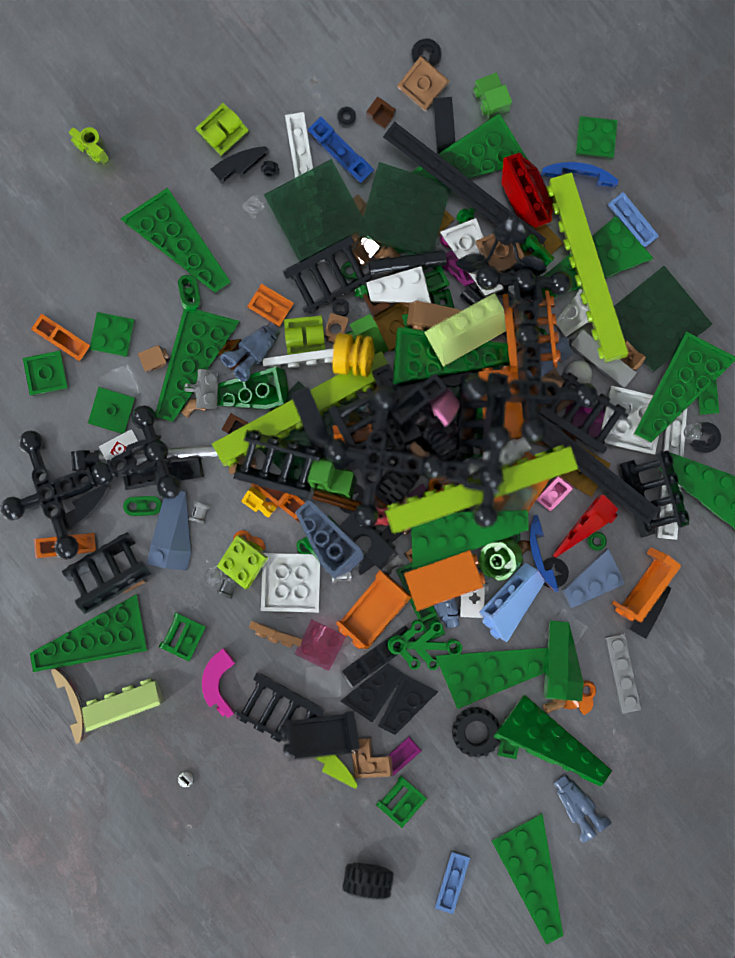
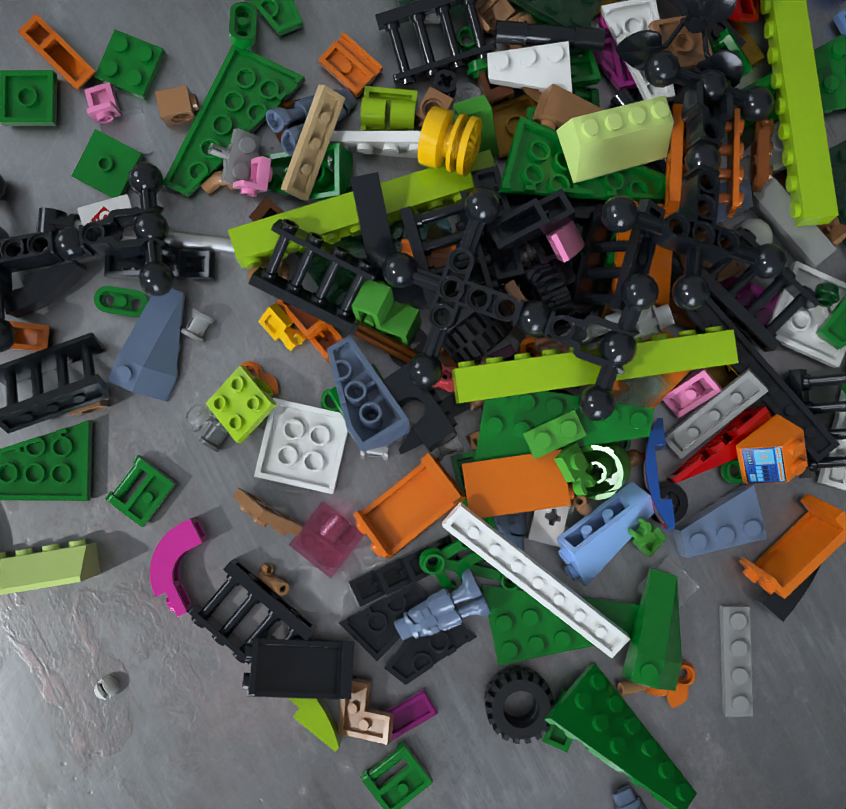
camera: 15 degrees right, 0 degrees up
(99, 367) = (102, 103): none -> bright pink bracket
(222, 400) = (259, 177): none -> bright pink bracket
(258, 371) = (313, 142): none -> tan plate
(288, 682) = (272, 581): none -> medium nougat arm
(408, 677) = (441, 612): none -> sand blue piece
(462, 541) = (554, 434): none -> bright green plate
(470, 643) = (535, 580): none -> white plate
(480, 561) = (573, 466): none -> bright green plate
(492, 585) = (582, 505): none -> medium nougat arm
(543, 599) = (647, 537): none -> bright green plate
(571, 314) = (760, 154): none -> dark orange hinge
(572, 504) = (715, 413): none -> light grey plate
(615, 524) = (772, 452): none -> orange slope
(634, 406) = (827, 294): none -> dark green plate

